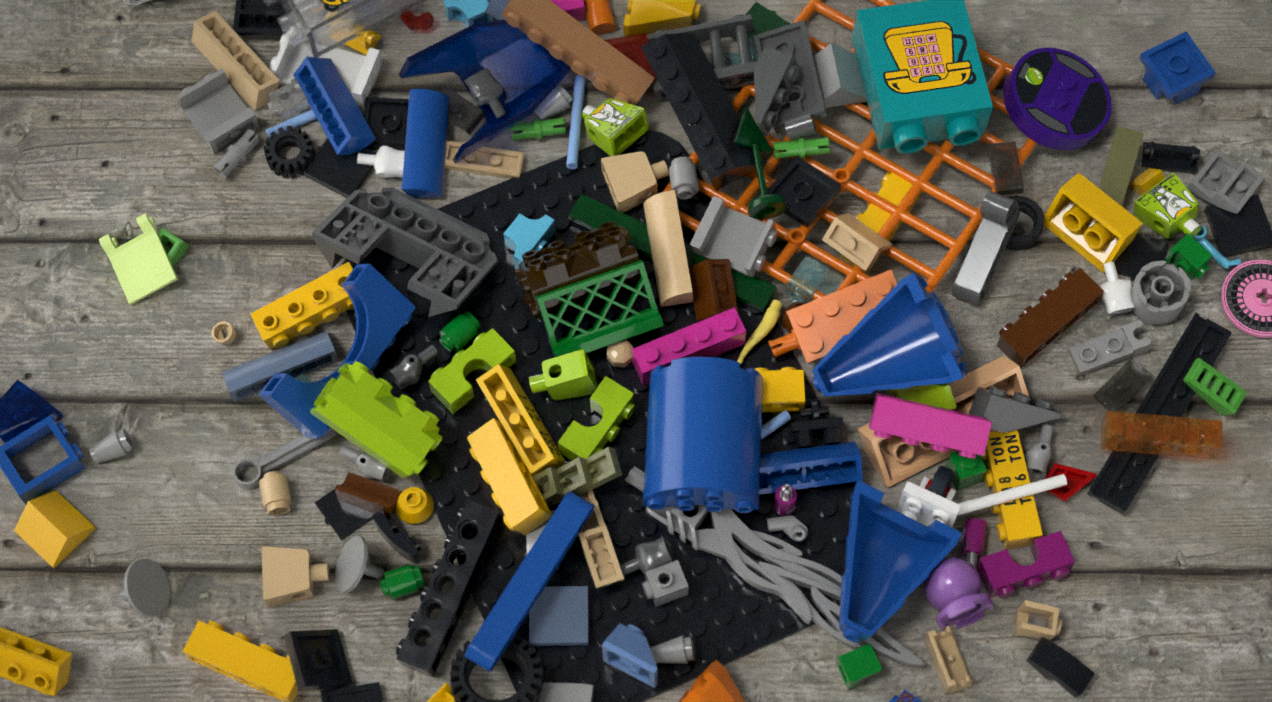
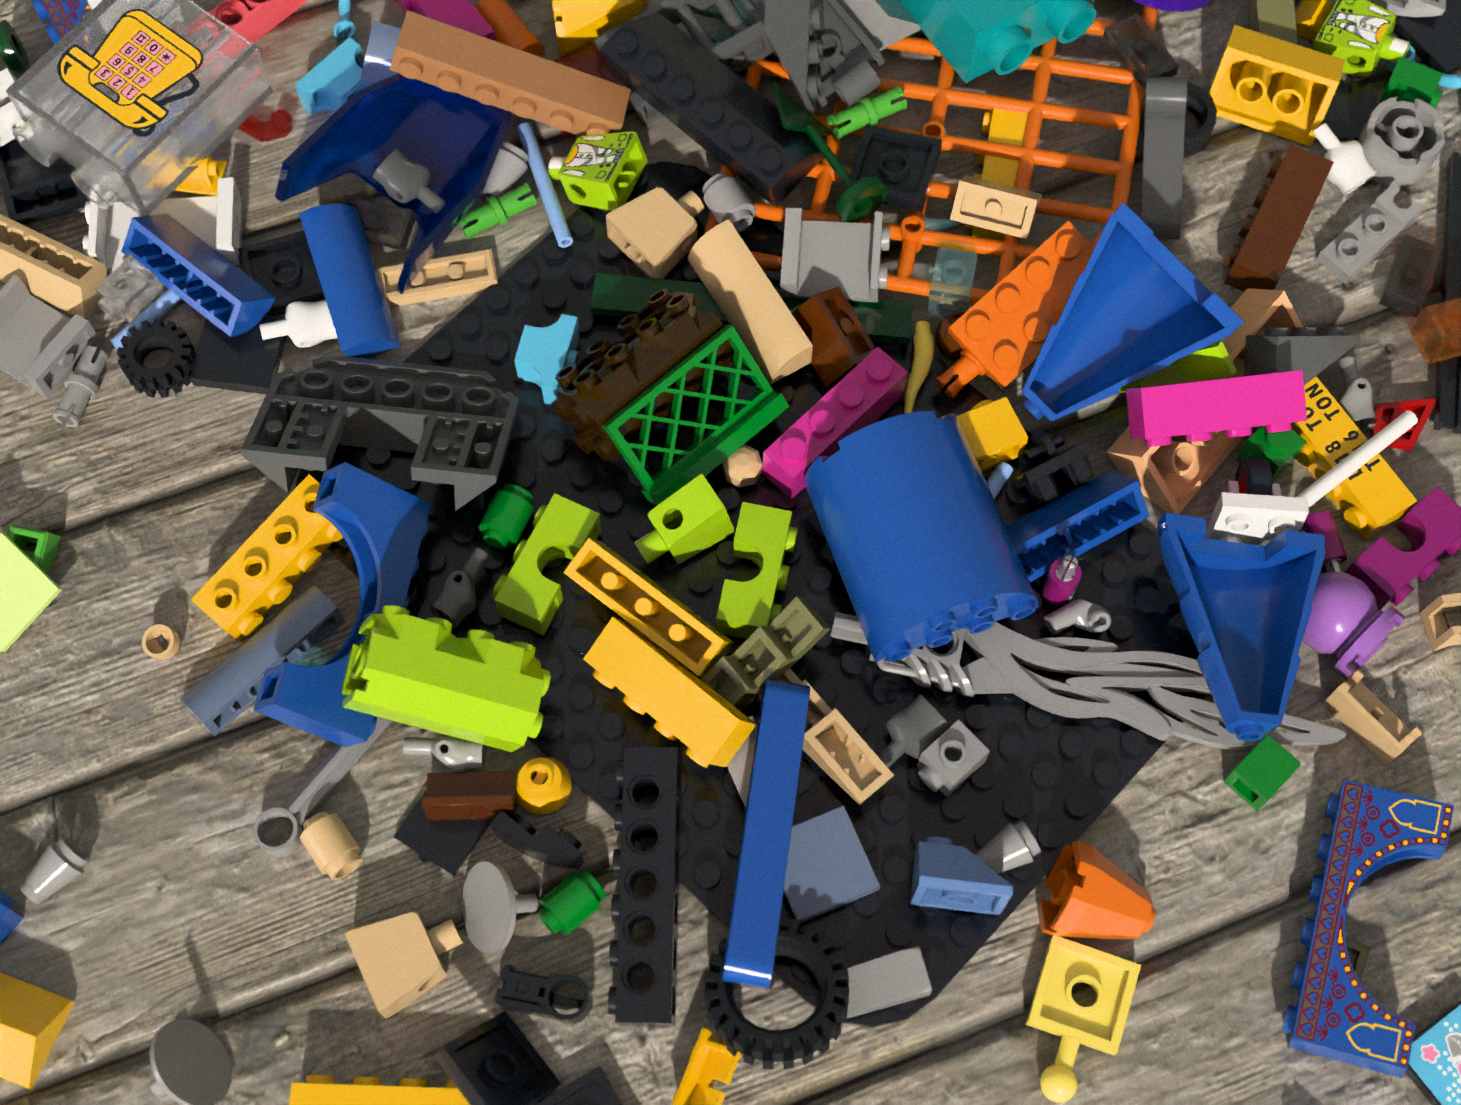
camera: 25 degrees left, 0 degrees up
(361, 627) = (536, 995): none -> black piece

